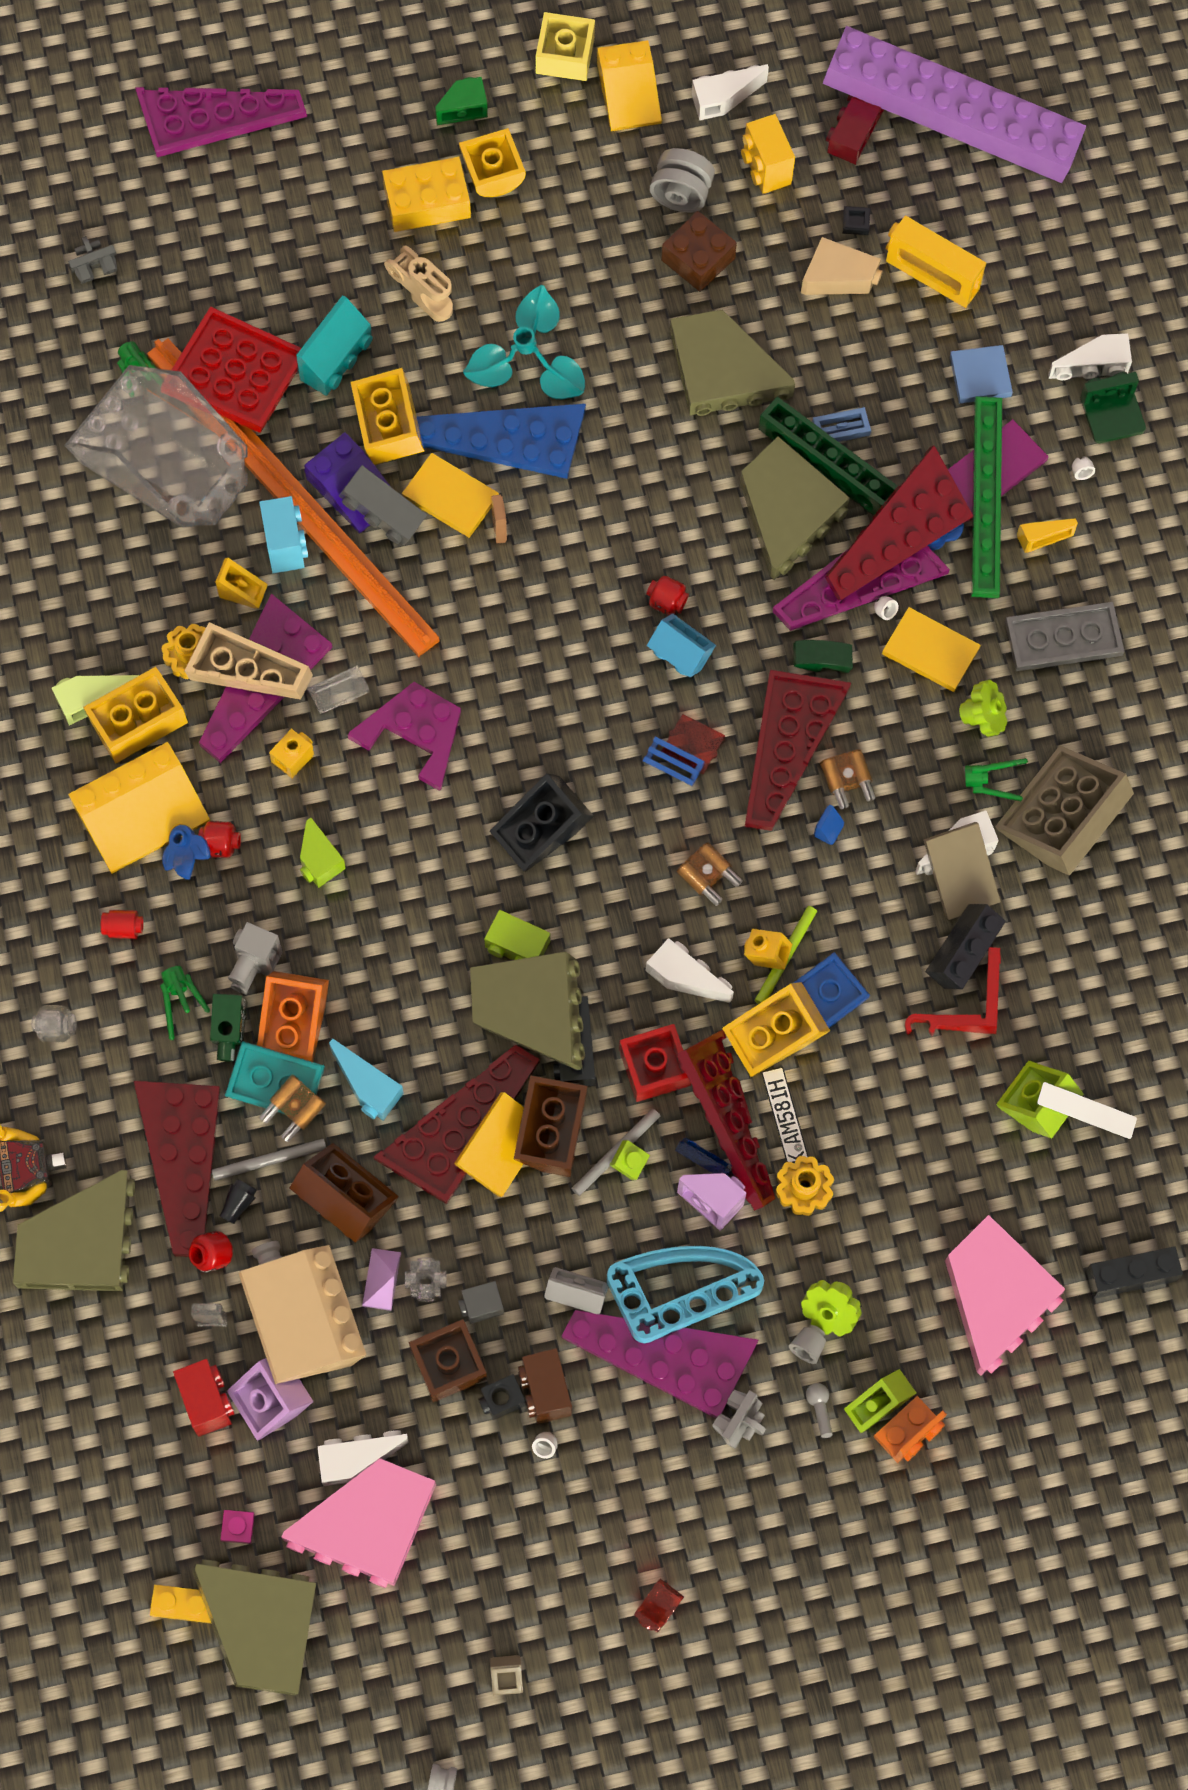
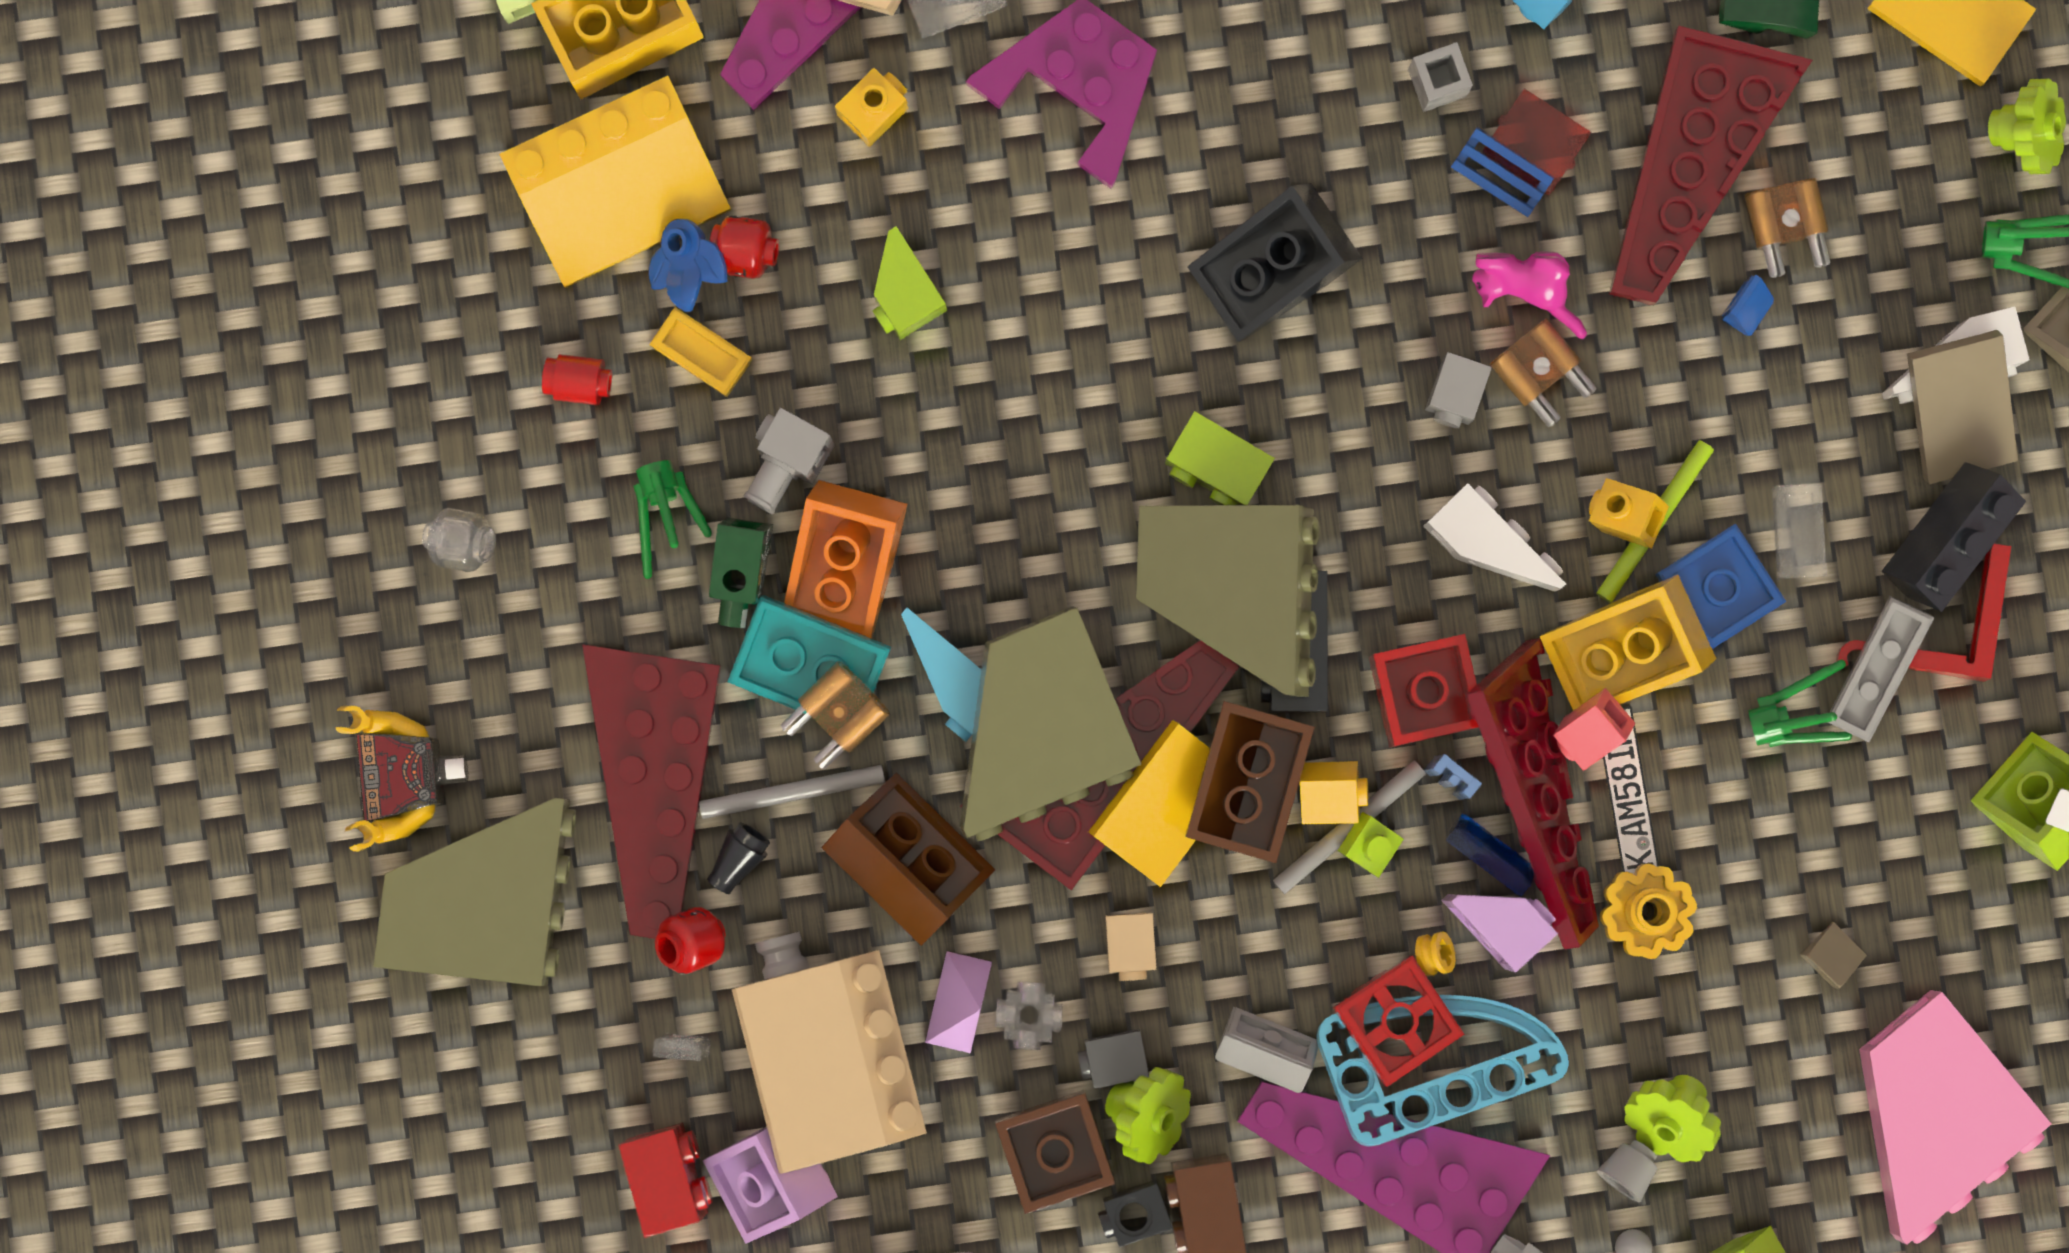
camera: 10 degrees right, 15 degrees up
(197, 903) = (700, 351): none -> yellow tile
(420, 1099) = (1041, 726): none -> olive slope
(486, 1232) = (1130, 945): none -> tan brick
(506, 1332) = (1149, 1113): none -> lime plant
(602, 1128) = (1332, 792): none -> yellow brick
(630, 708) = (1440, 77): none -> light grey brick
(655, 1290) = (1352, 1011): none -> red piece
(658, 887) = (1457, 390): none -> light grey brick
(665, 1109) = (1453, 776): none -> medium blue tile
(675, 1221) = (1435, 953): none -> yellow bush
(700, 820) = (1536, 280): none -> dark pink animal
(759, 1077) = (1593, 729): none -> coral brick
(869, 1066) = (1773, 725): none -> green plant
(873, 954) = (1799, 531): none -> clear tile
(922, 1204) = (1833, 956): none -> dark tan slope
(929, 1027) = (1880, 668): none -> light grey tile

